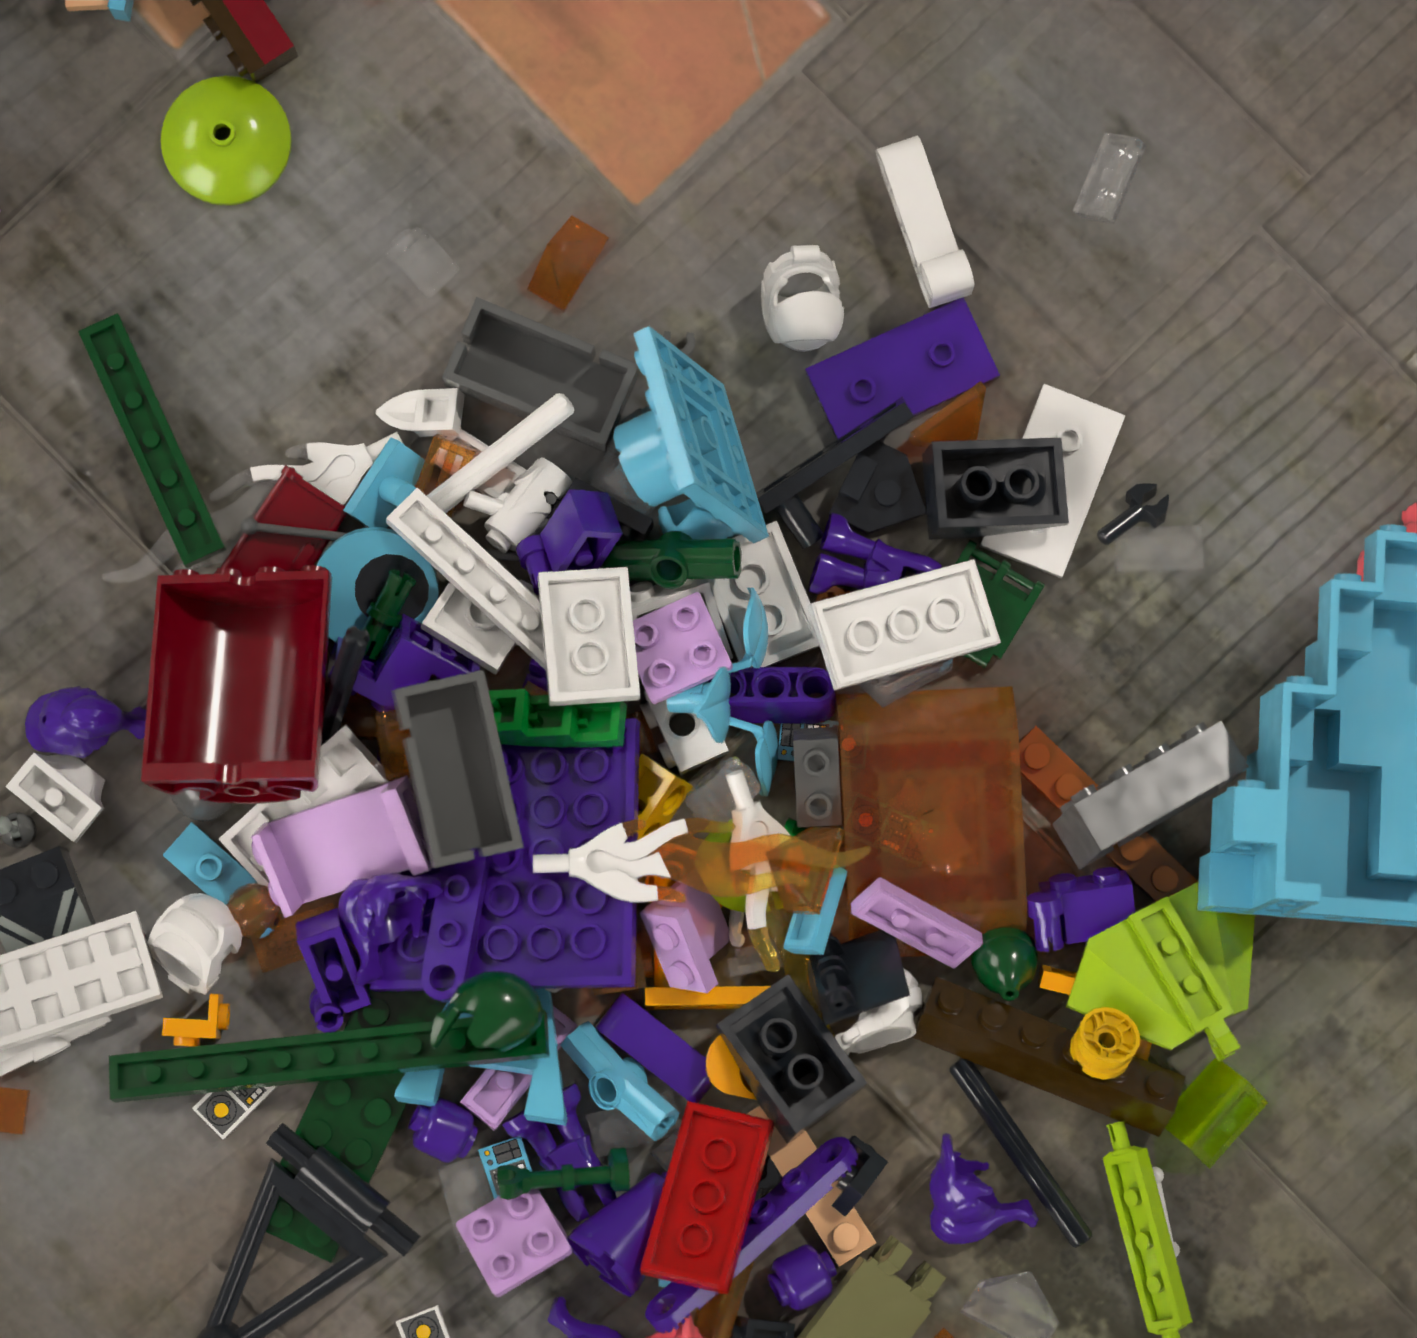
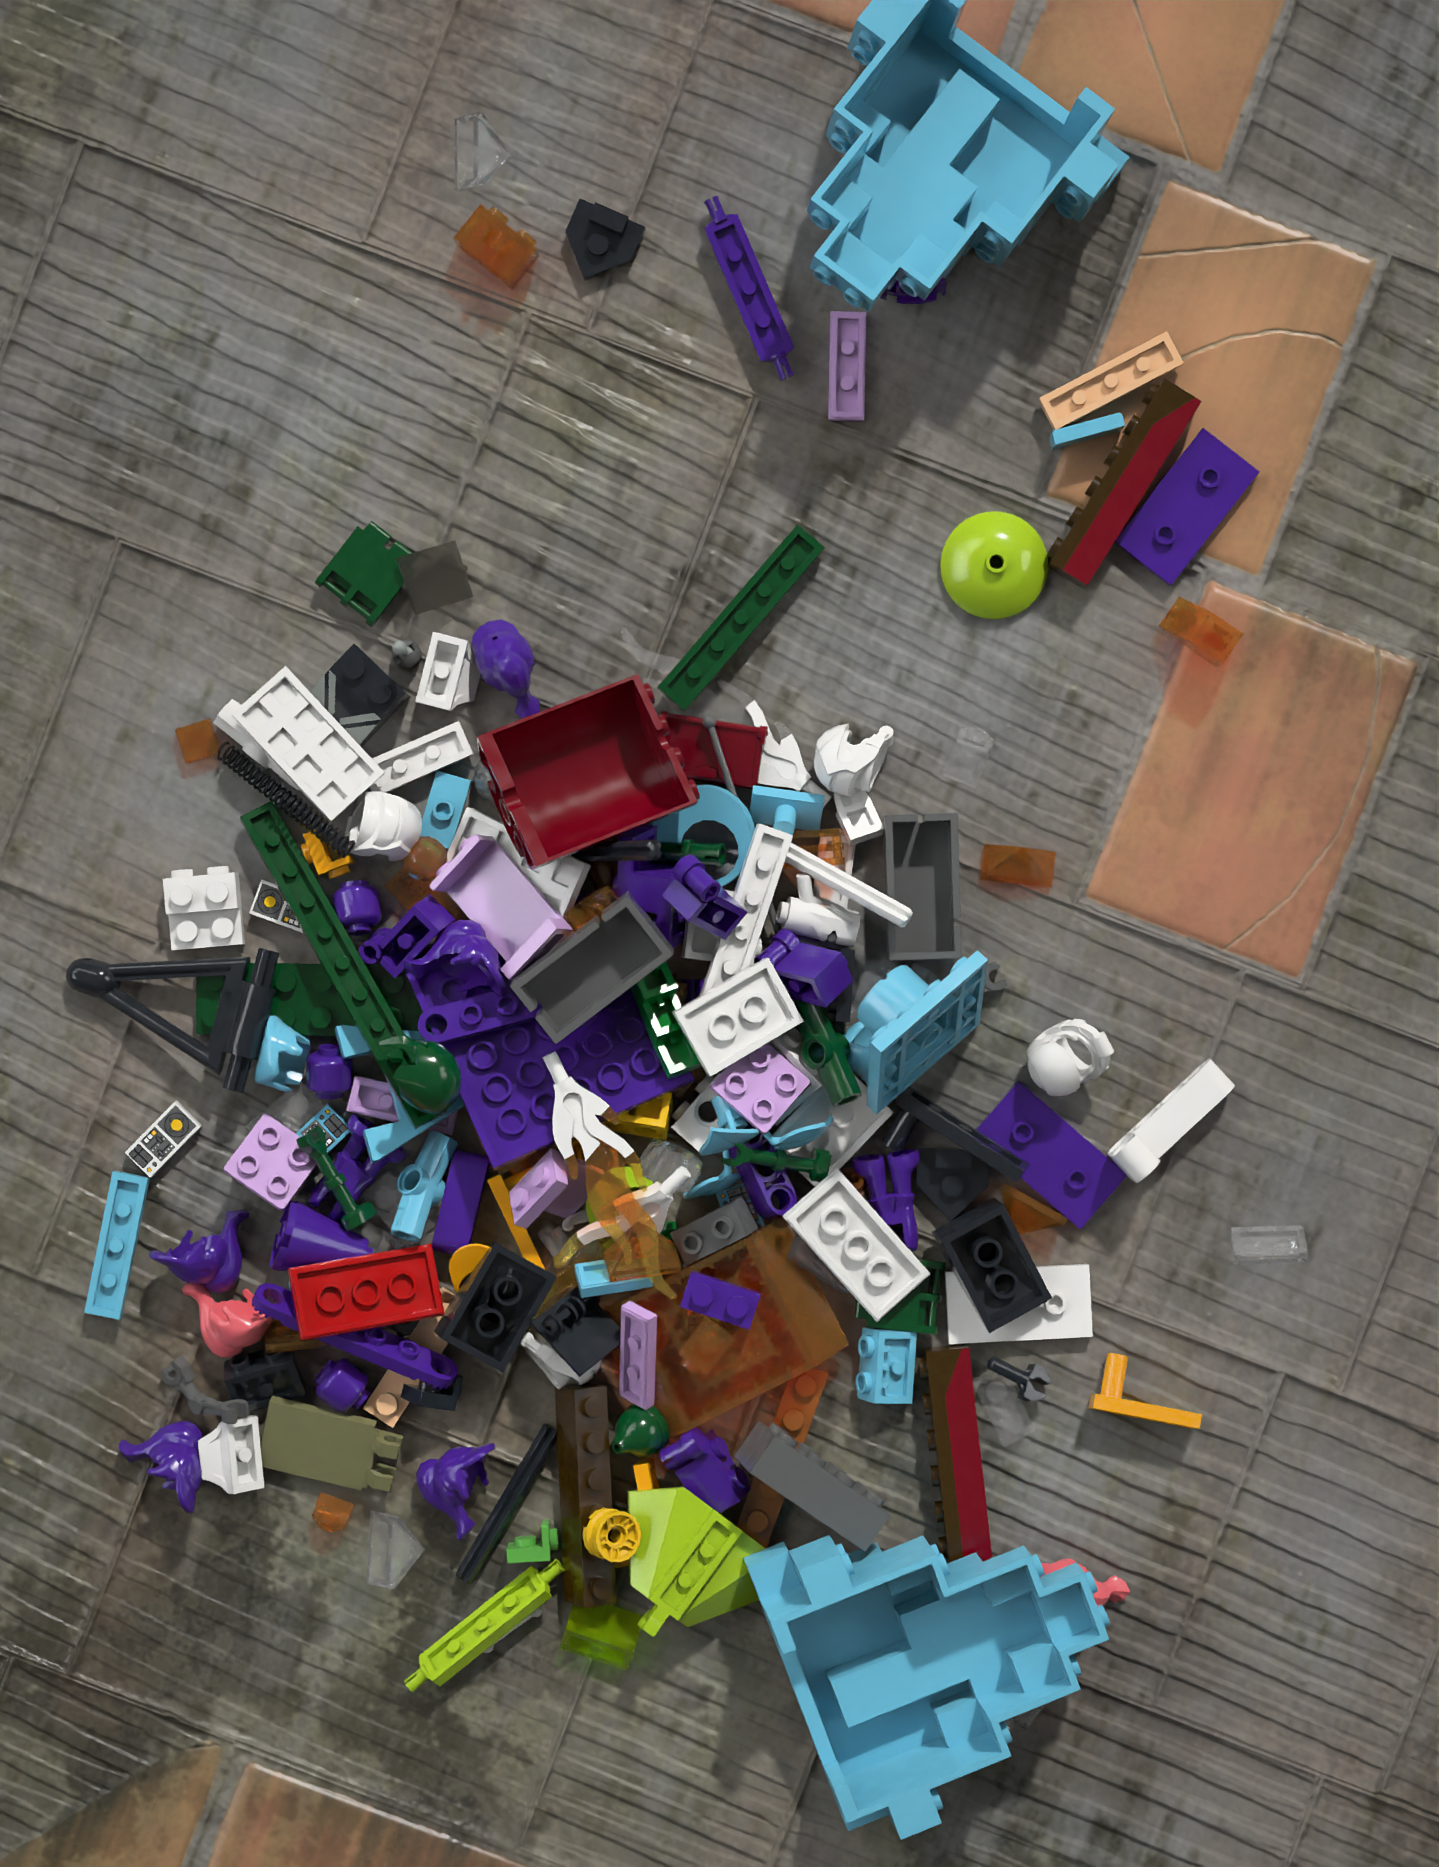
camera: 65 degrees right, 5 degrees up
(116, 1035) = (297, 809): none -> black piece
(140, 863) = (422, 757): none -> white plate
(194, 1189) = (204, 908): none -> white plate
(272, 1012) = (357, 906): none -> dark purple head
(369, 396) = (850, 767): none -> white helmet
(400, 1174) = (281, 1056): none -> medium azure hair
(431, 615) = (702, 898): none -> dark purple hinge
(796, 630) = (816, 1166): none -> dark green piece
(896, 800) = (720, 1299): none -> dark purple plate
(1055, 657) = (886, 1366): none -> medium azure bracket
(1081, 1150) = (529, 1550): none -> bright green bracket
(1183, 621) = (957, 1452): none -> brick
(1207, 427) = (1111, 1393): none -> light orange piece

